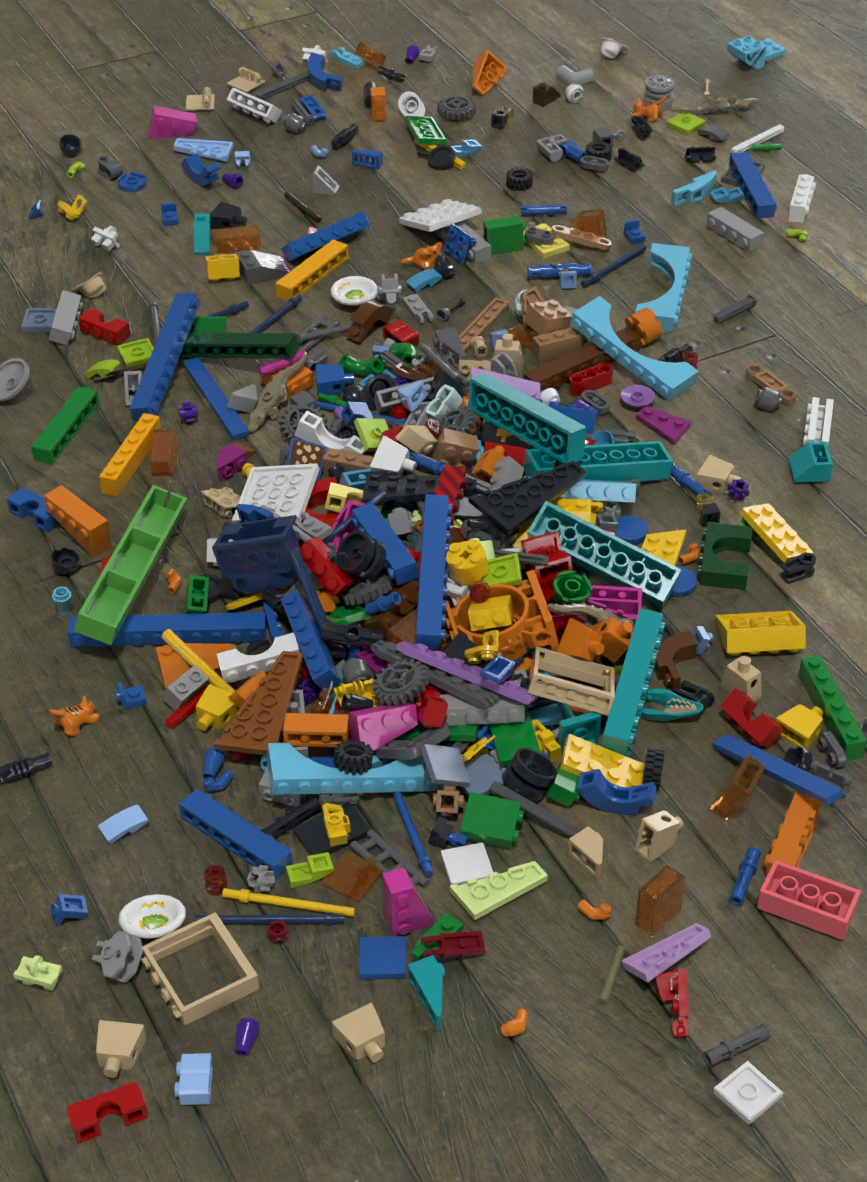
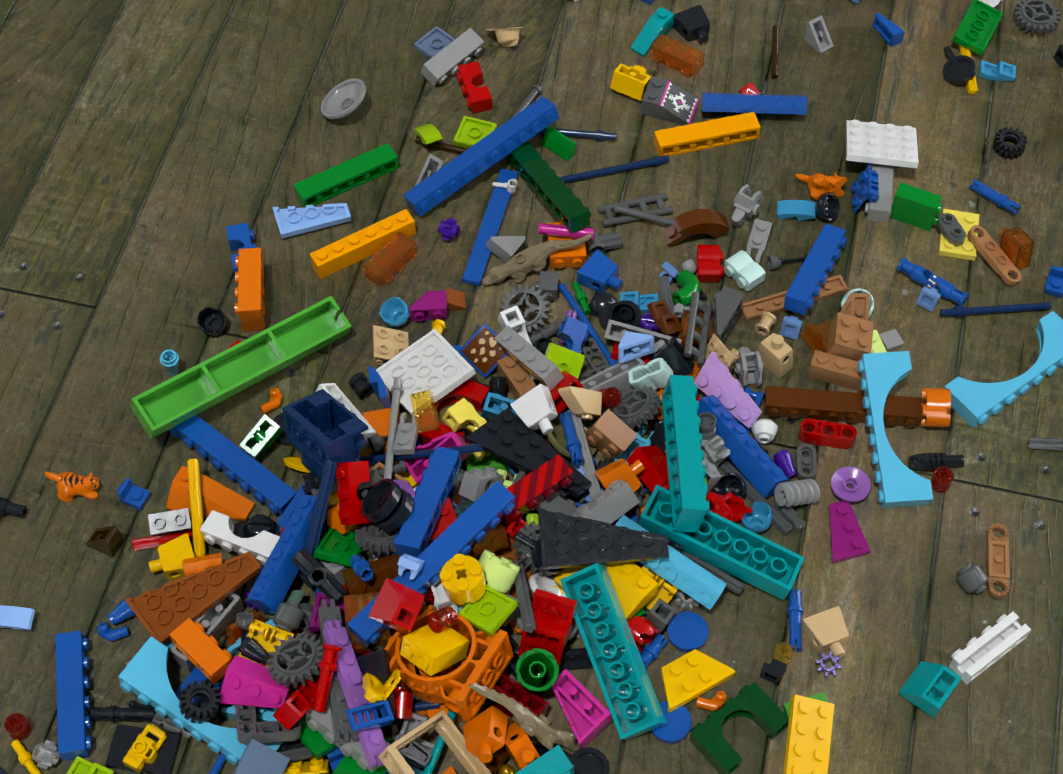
camera: 40 degrees right, 15 degrees up
(65, 464) = (303, 220): none -> light blue wing
(142, 732) = (106, 540): none -> dark brown slope
(205, 366) = (511, 185): none -> white hand
(206, 477) = (394, 312): none -> dark azure hair
(312, 504) = (425, 411): none -> clear yellow hinge
(330, 692) = (243, 621): none -> dark grey hinge
(350, 434) = (529, 357): none -> light grey brick
(354, 290) = (716, 184): white piece -> none
(361, 367) = (637, 275): green cylinder -> none
(422, 568) = (409, 562): none -> light blue tile
(426, 325) = (744, 270): none -> light aqua brick
(432, 663) = (328, 666): none -> red pin
(445, 599) = (397, 606): none -> red slope
(479, 300) = (815, 269): none -> blue brick
(612, 415) = (797, 492): none -> light grey piece

